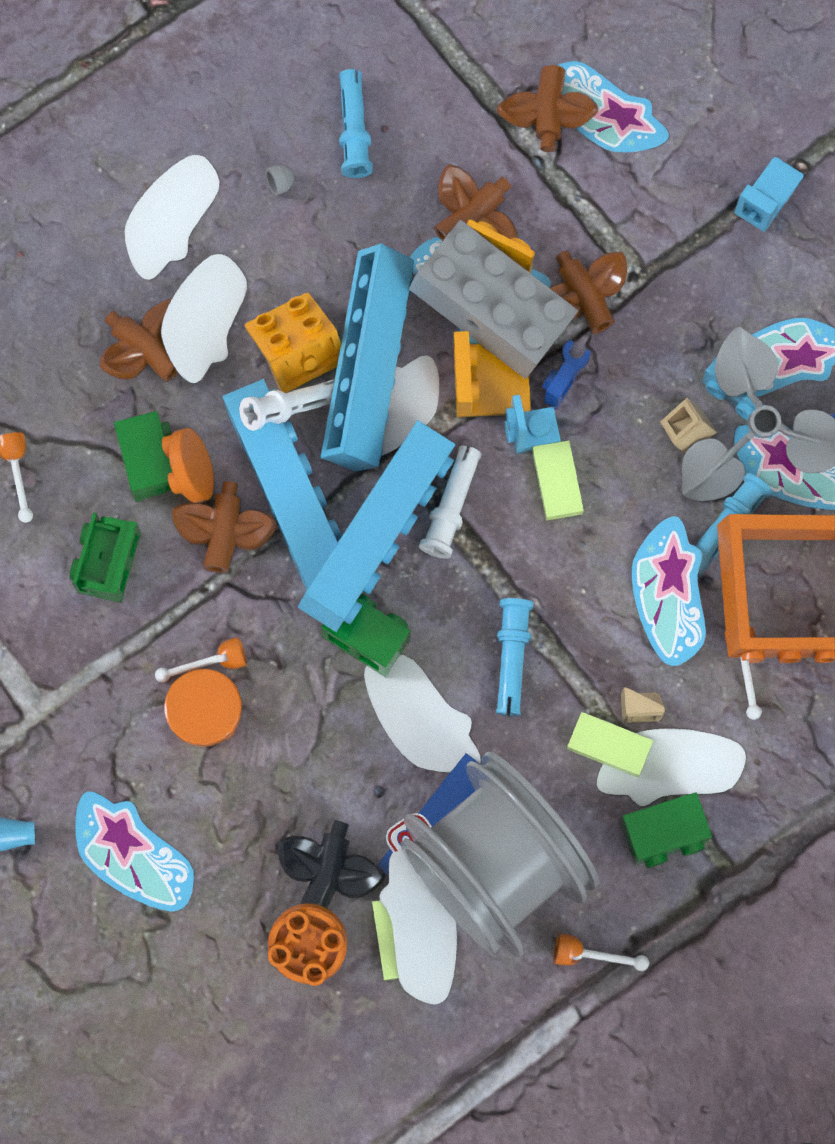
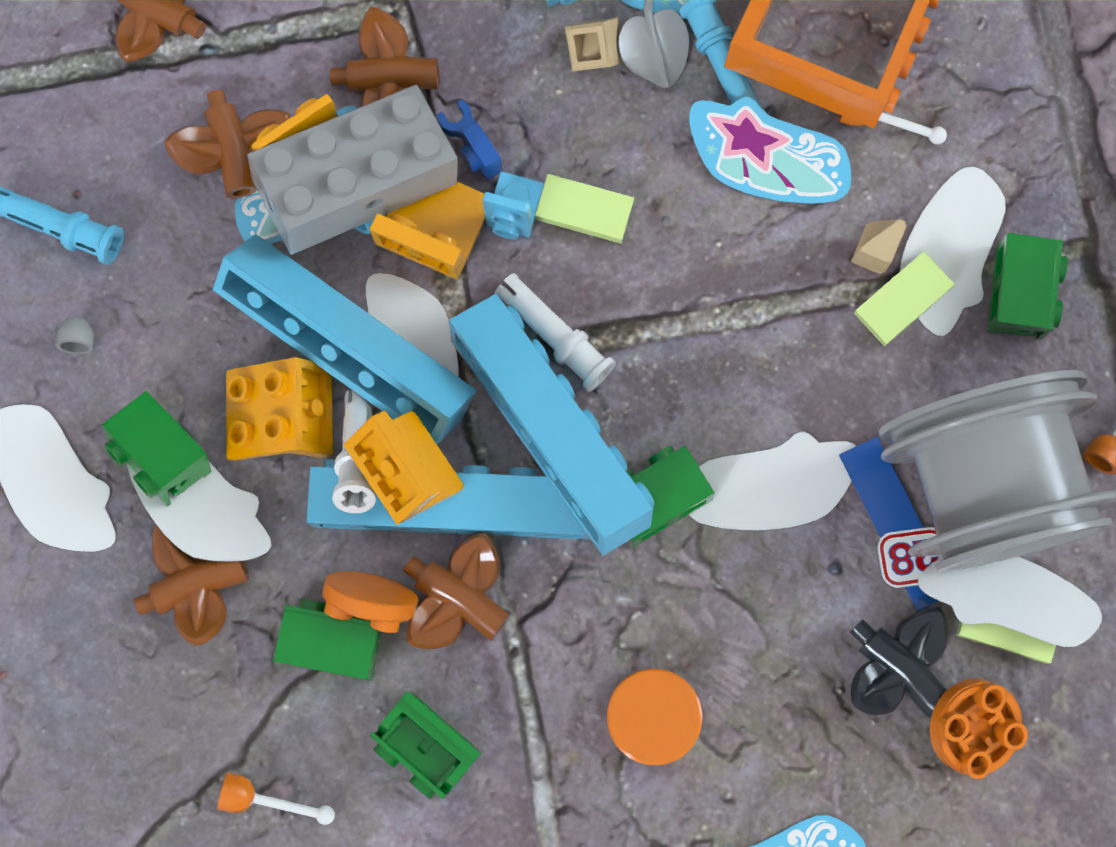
camera: 60 degrees left, 5 degrees up
(225, 270) = (155, 448): none -> green hinge
(229, 655) = (607, 659): hinge -> none
(292, 436) = (402, 464): none -> light orange bracket
(514, 637) = (739, 340): medium azure pin -> none

